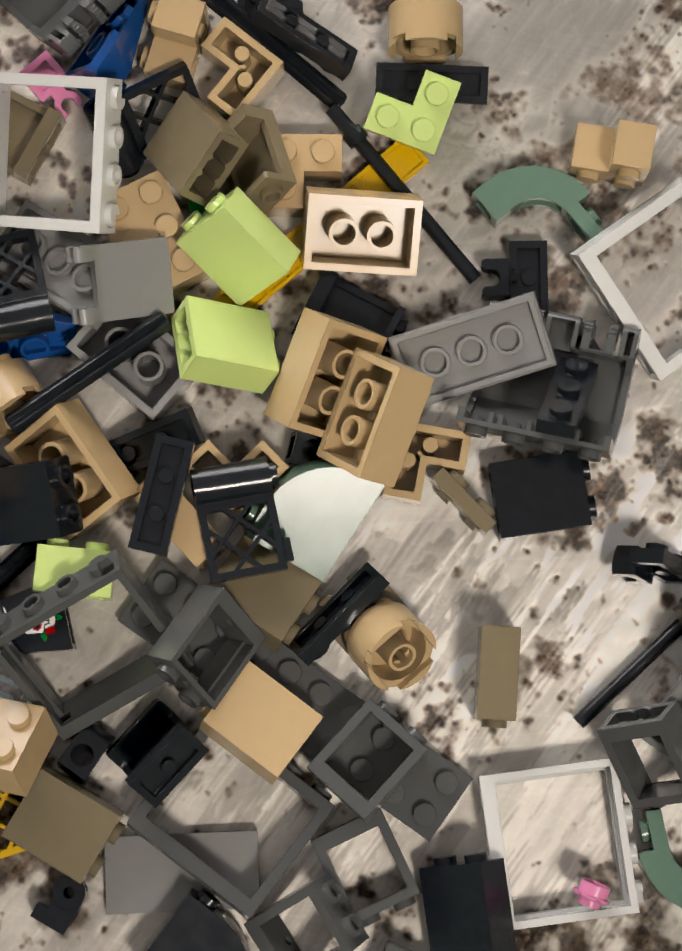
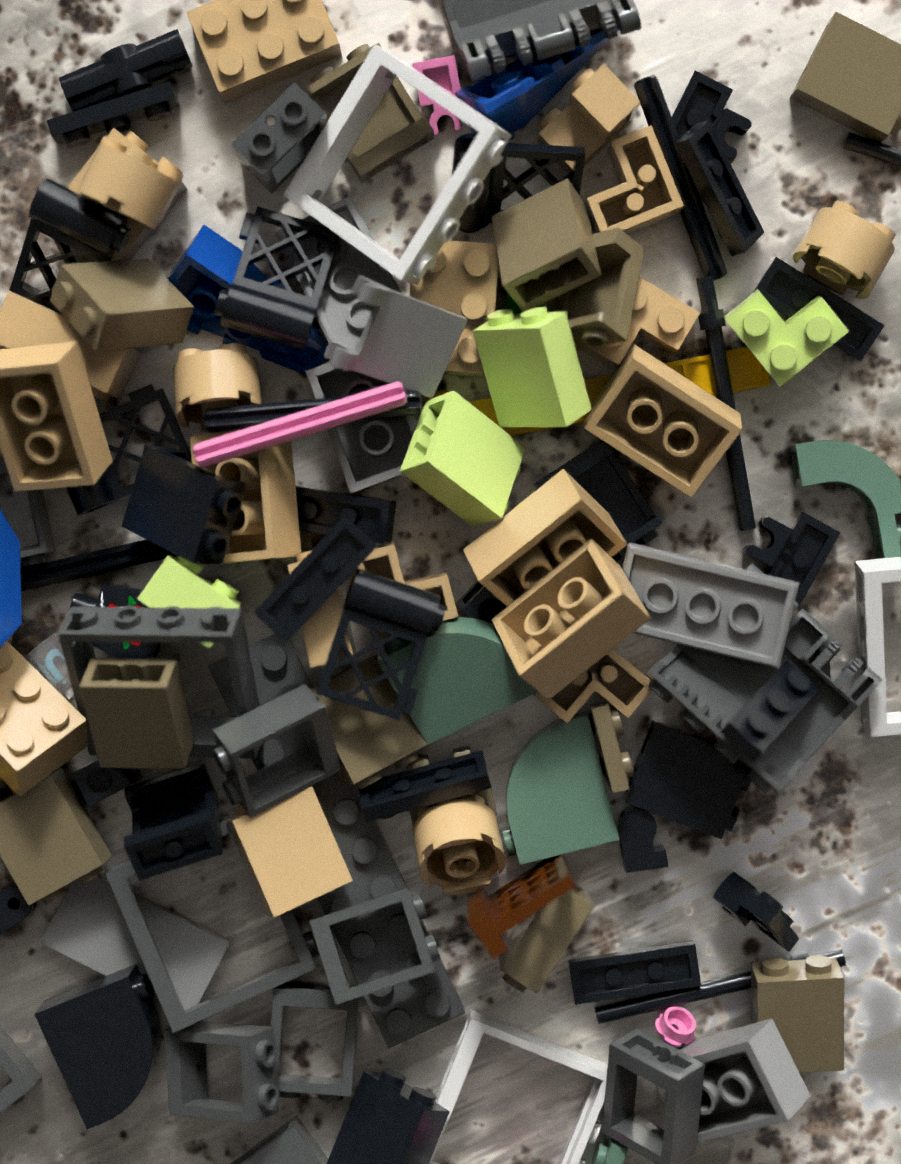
camera: 25 degrees right, 5 degrees up
(82, 677) = (137, 713): none -> dark tan brick
(83, 385) = (299, 424): none -> bright pink axle
(445, 682) = (516, 901): none -> reddish brown fence
(446, 563) = (558, 794): none -> sand green brick
(525, 561) = (636, 836): none -> black leg
(587, 670) = (634, 972): none -> black plate
(643, 692) = (675, 1026): none -> bright pink plate

